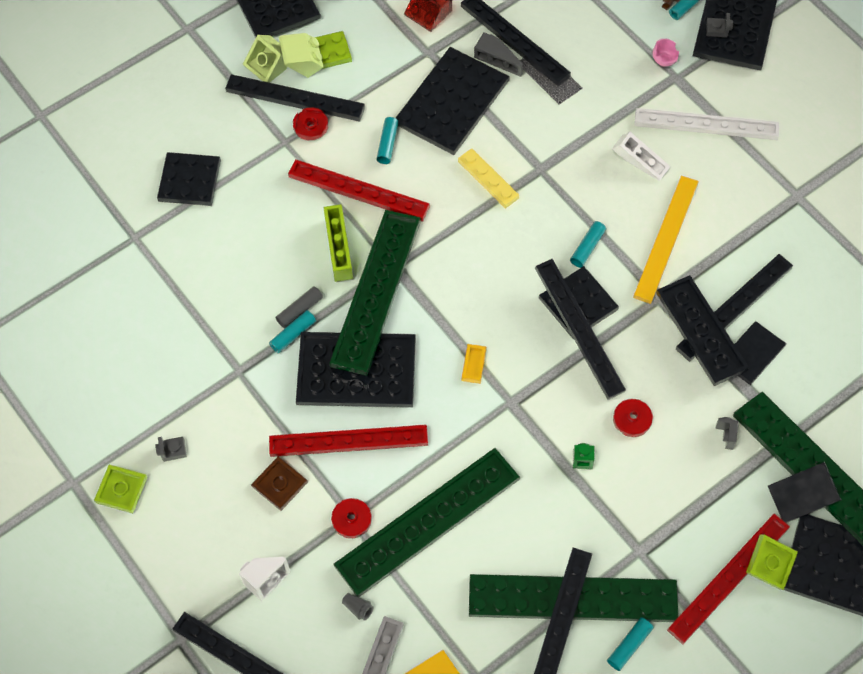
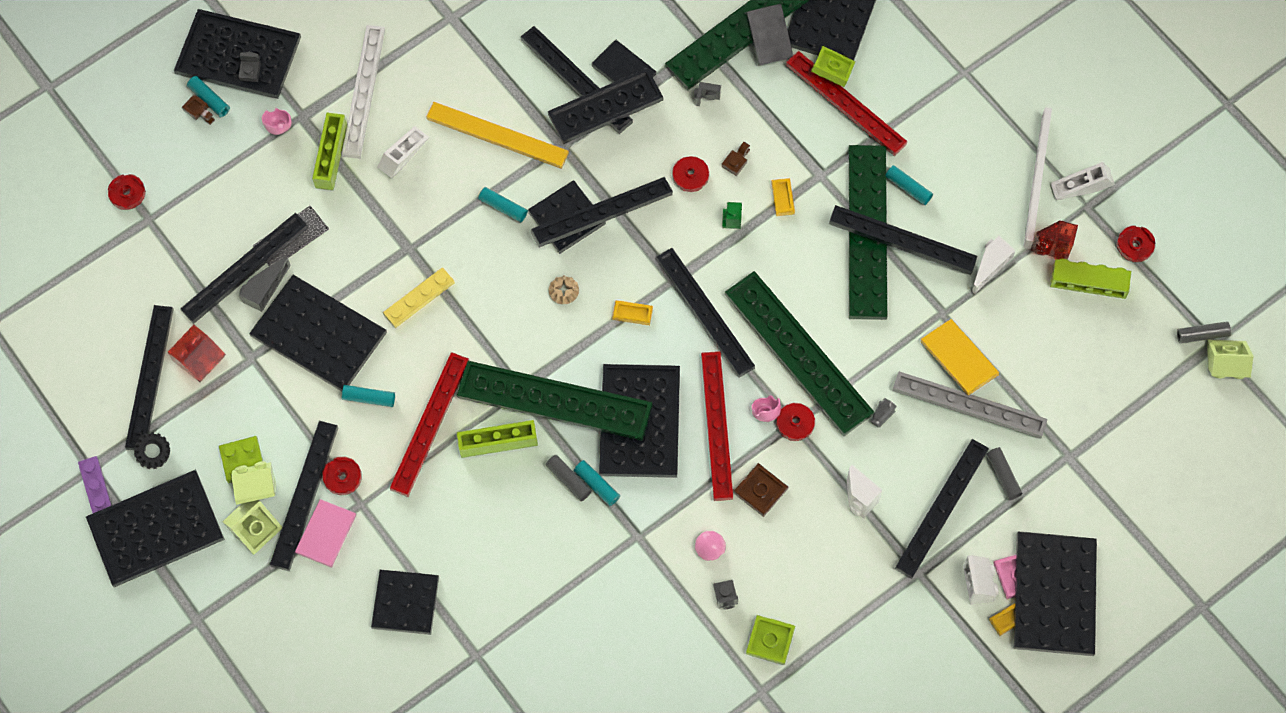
camera: 90 degrees left, 5 degrees up
(223, 435) = (710, 545): none -> bright pink hair
(258, 115) = (325, 533): none -> bright pink tile
(363, 486) = (766, 409): none -> bright pink hair
(472, 430) = (705, 312): none -> black plate
(505, 304) = (557, 295): none -> tan gear
(610, 510) = (783, 197): none -> yellow tile
(635, 94) = (329, 151): none -> lime brick
(650, 462) = (735, 161): none -> reddish brown plate

